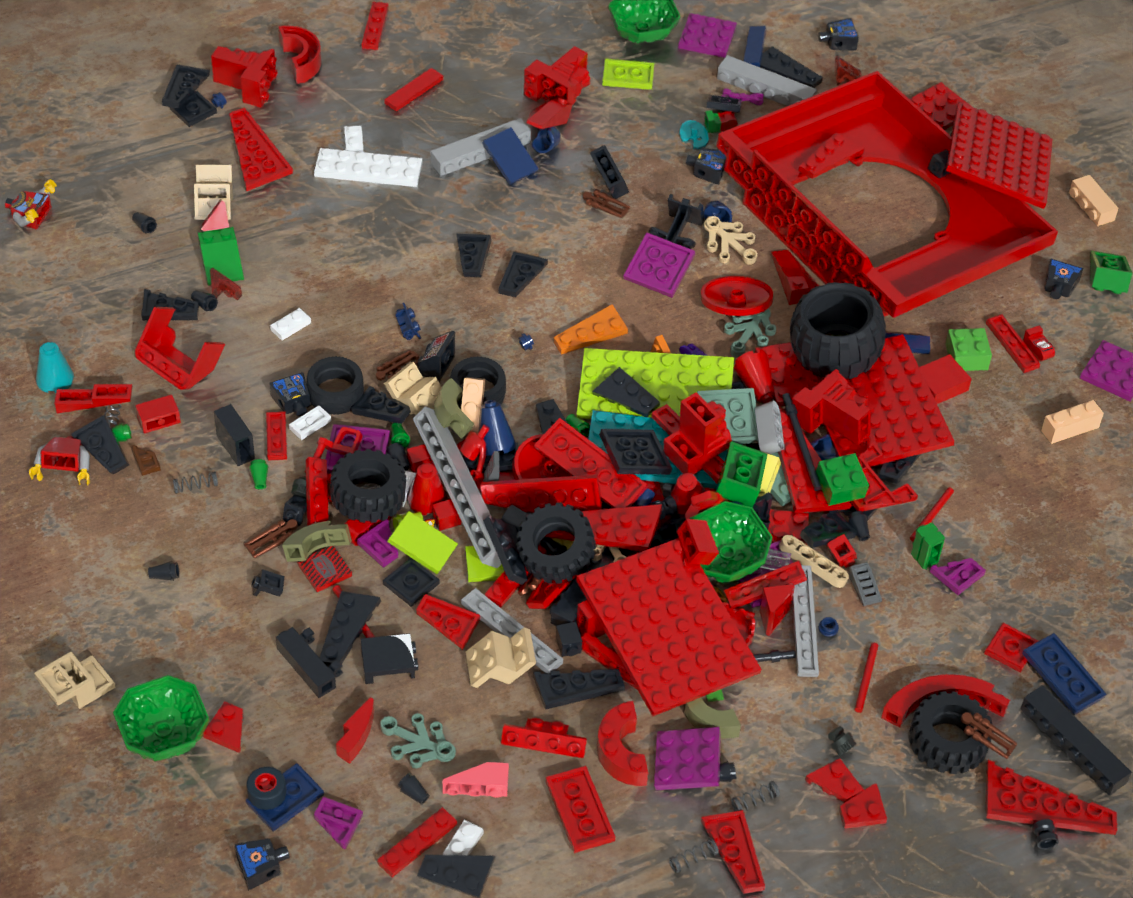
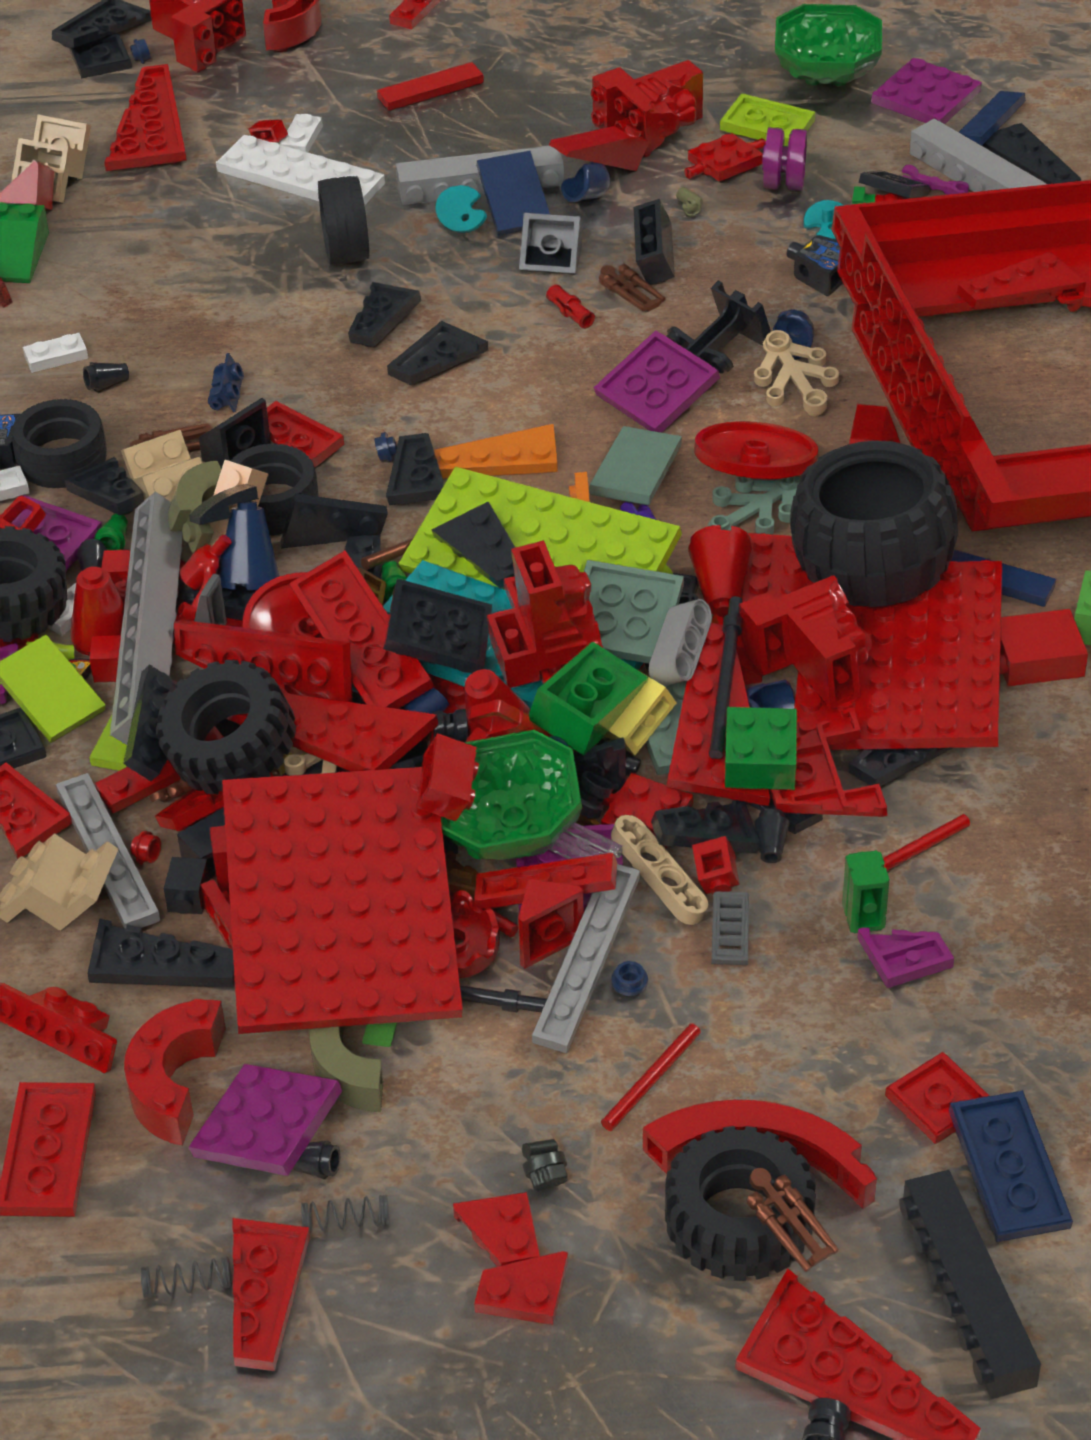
camera: 25 degrees right, 5 degrees down
(331, 333) = (102, 375): none -> black cone
(336, 142) = (269, 130): none -> red piece
(426, 198) = (343, 219): none -> black tyre
(473, 345) = (302, 432): none -> red wing
(475, 407) = (217, 506): none -> black slope
(479, 170) = (457, 204): none -> teal piece
(525, 396) = (330, 520): none -> black wing
(531, 622) = (146, 847): none -> red plate
(548, 186) = (551, 243): none -> slope
(552, 354) = (414, 471): none -> black wing
(568, 409) = (385, 555): none -> copper bar
(580, 224) = (570, 306): none -> red pin
(613, 139) = (692, 201): none -> olive arm
(616, 104) = (724, 157): none -> red plate
(658, 100) = (784, 159): none -> magenta wheel
(674, 319) = (635, 465): none -> sand green tile

